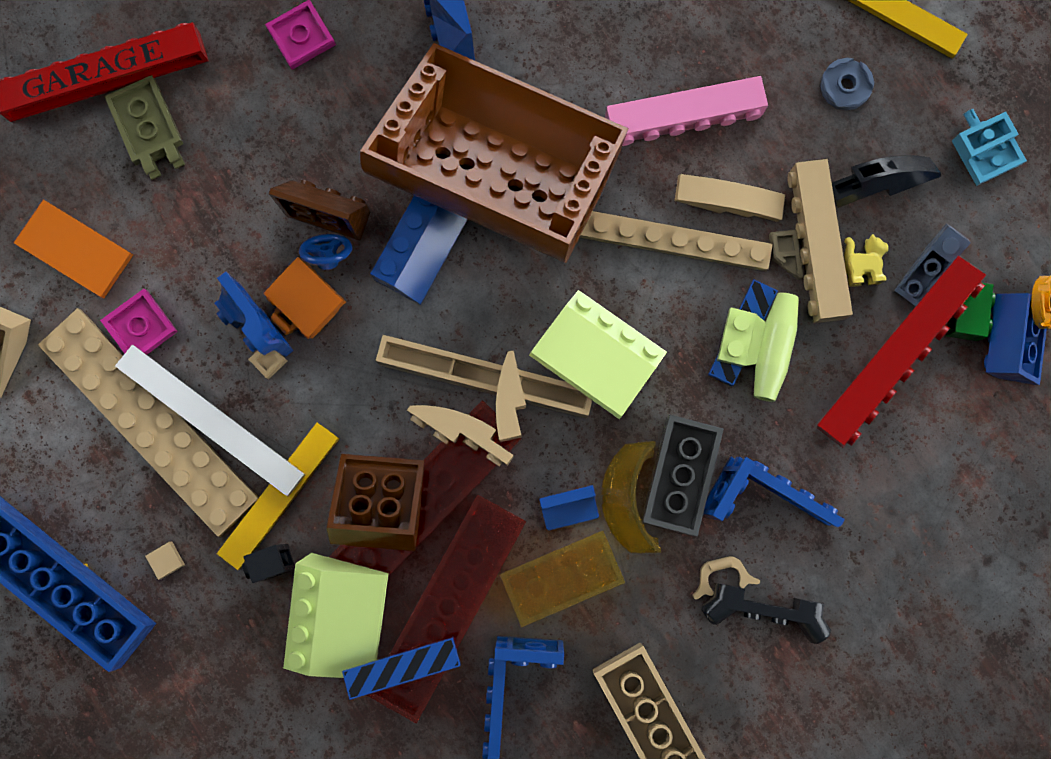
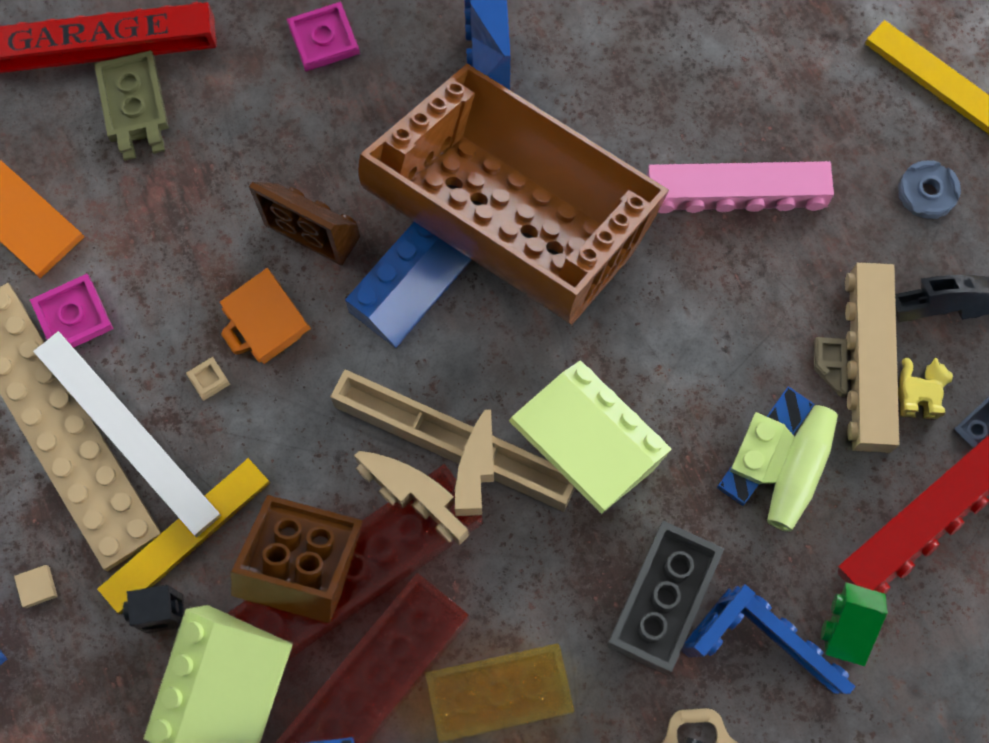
camera: 10 degrees right, 10 degrees down
(240, 310) = (191, 318): blue slope -> none
(325, 254) = (300, 272): blue piece -> none
(569, 507) = (524, 612): blue panel -> none
(620, 498) = (586, 615): clear yellow windscreen -> none
(678, 241) = (706, 328): tan plate -> none
(729, 197) = (774, 288): tan slope -> none
(837, 469) = (854, 624): none -> green brick

